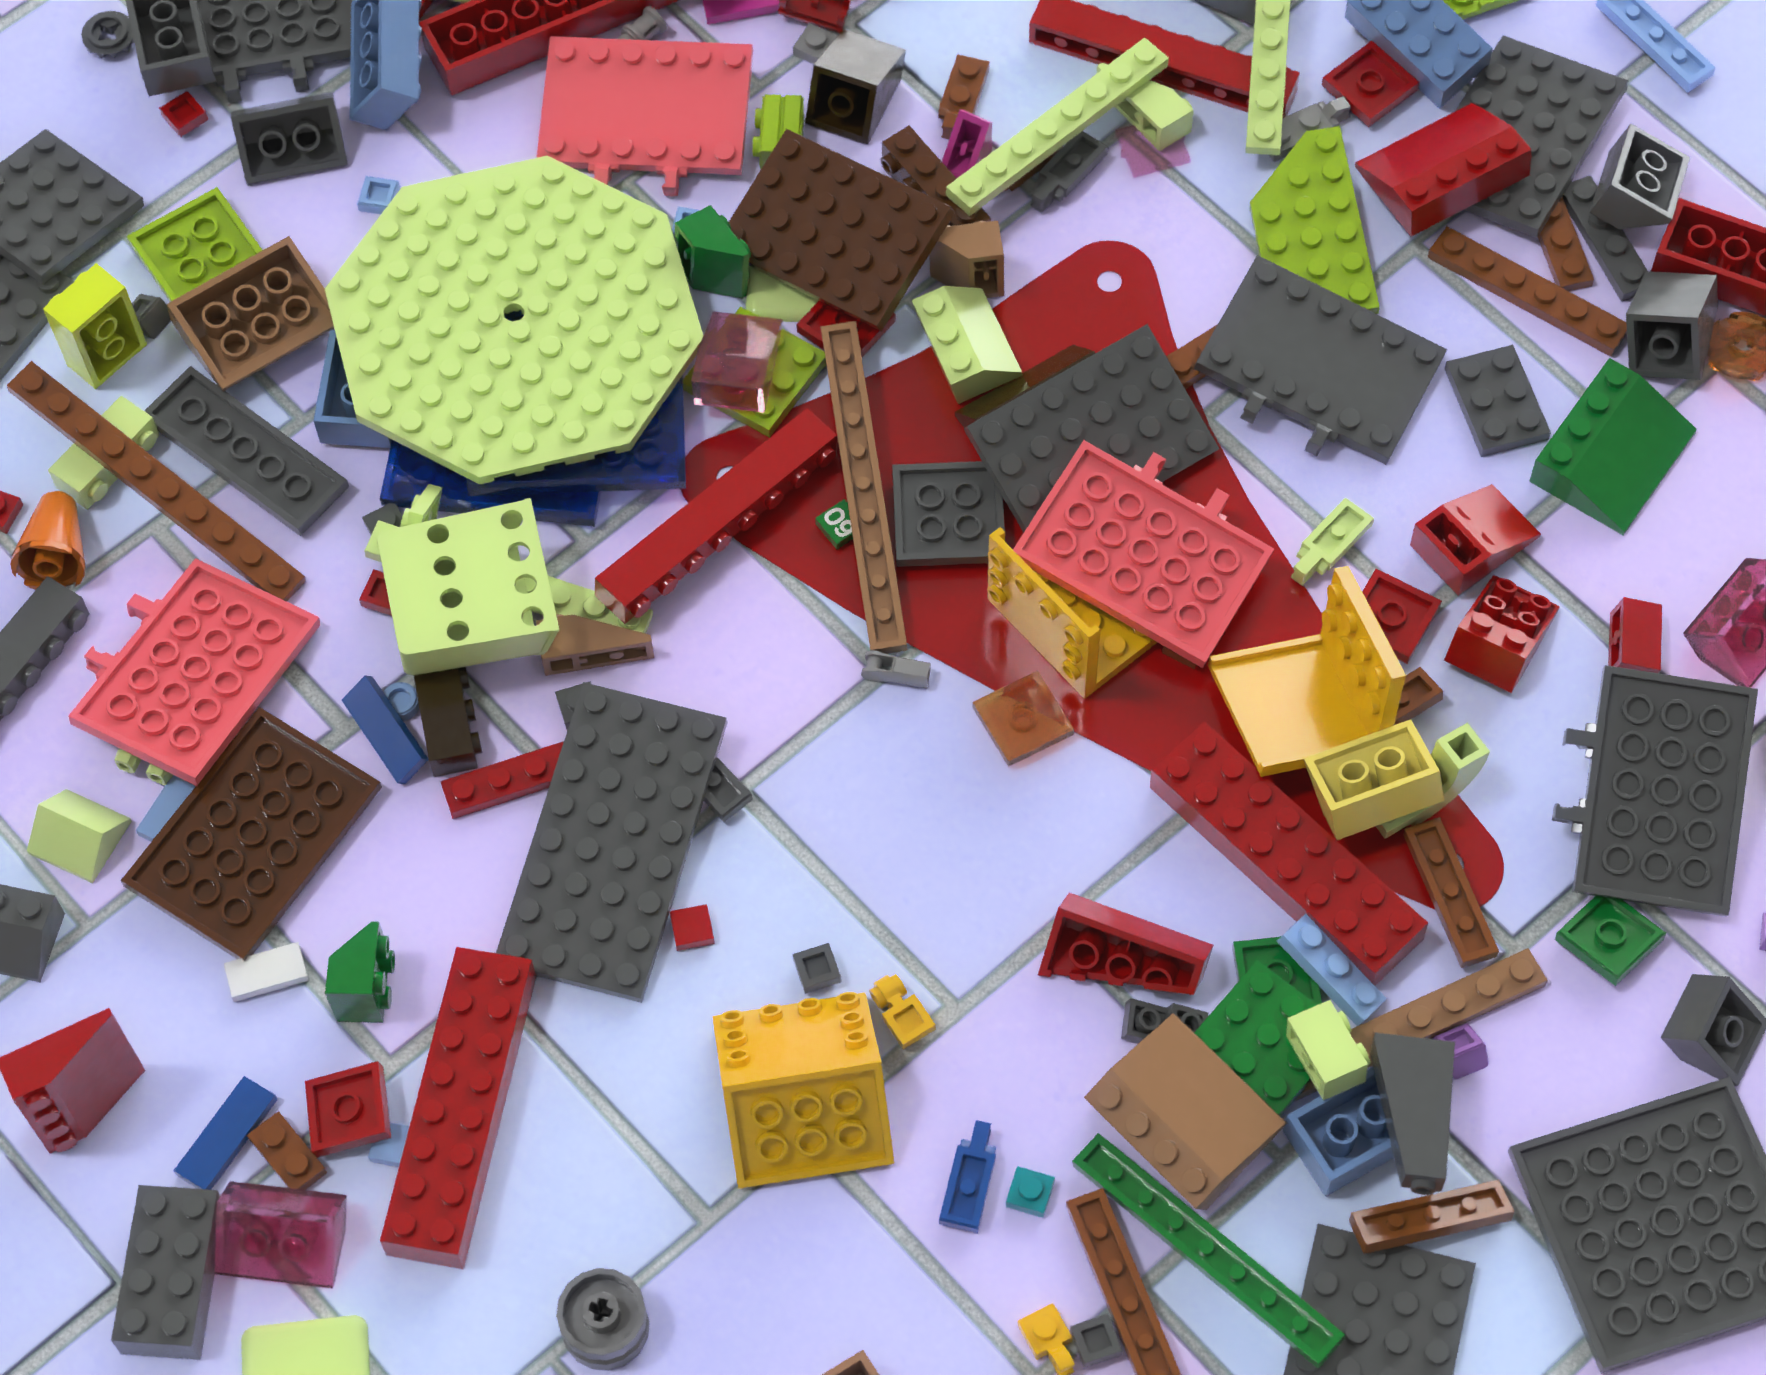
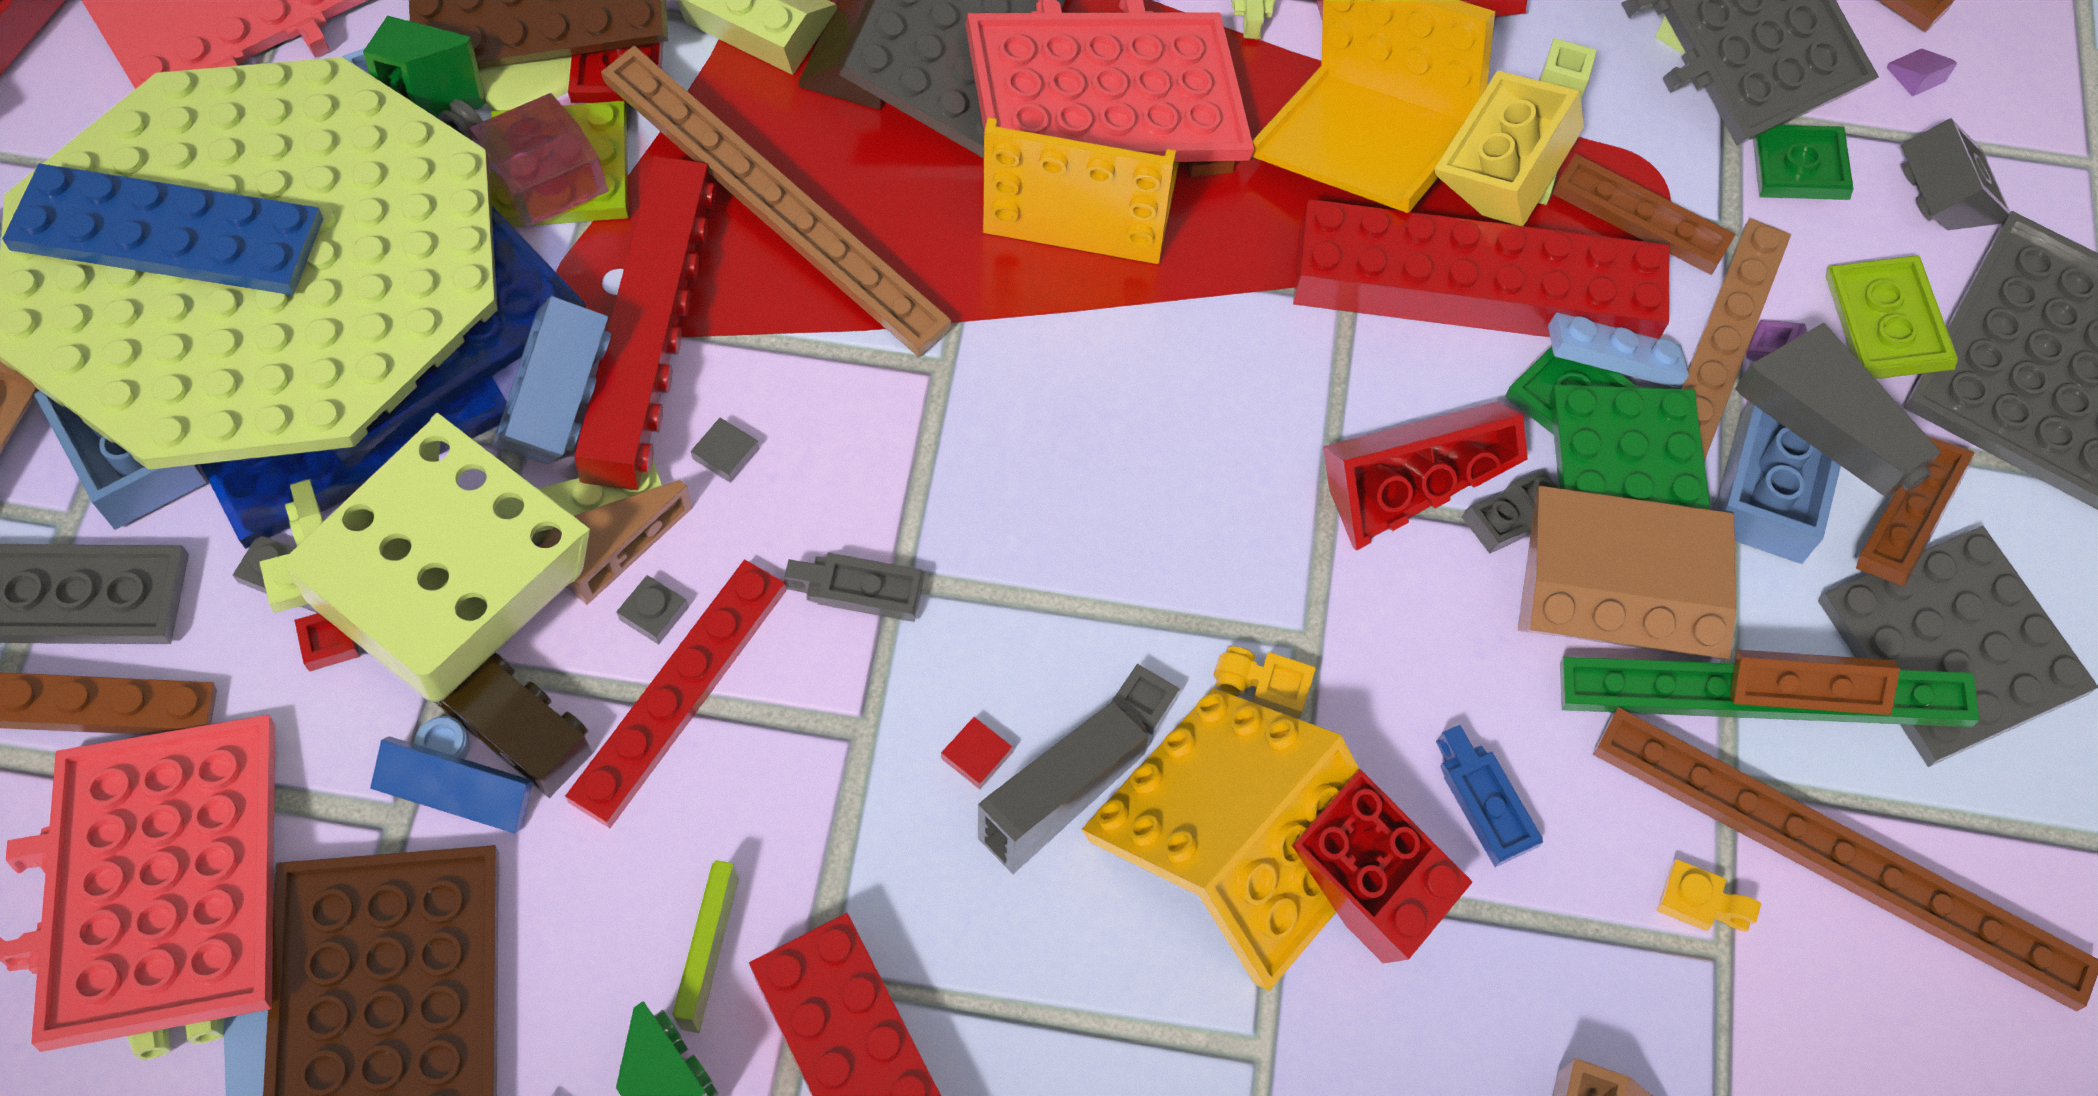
camera: 45 degrees left, 0 degrees up
(447, 923) = (705, 946): none -> lime tile
(472, 272) = (164, 229): none -> blue plate
(612, 841) = (818, 726): dark grey plate -> none
(620, 521) = (552, 381): none -> medium blue brick
(701, 634) = (725, 449): none -> dark grey tile
(715, 300) = (460, 117): none -> dark grey bush
(718, 979) = (1059, 785): none -> dark grey slope
(836, 524) = (773, 255): green tile -> none
(853, 1160) = (1379, 870): none -> red slope
(902, 671) = (963, 352): light grey bar -> none
(944, 513) = (879, 174): dark grey plate -> none
(1023, 718) = (1122, 317): clear orange plate -> none
(1030, 1191) = (1548, 766): teal plate -> none
(1096, 1340) = (1750, 864): dark grey plate -> none
(1228, 1259) = (1814, 682): none -> dark orange plate
(1327, 1049) = (1712, 415): yellowish green brick -> none
(1556, 1084) = (1891, 317): none -> lime tile

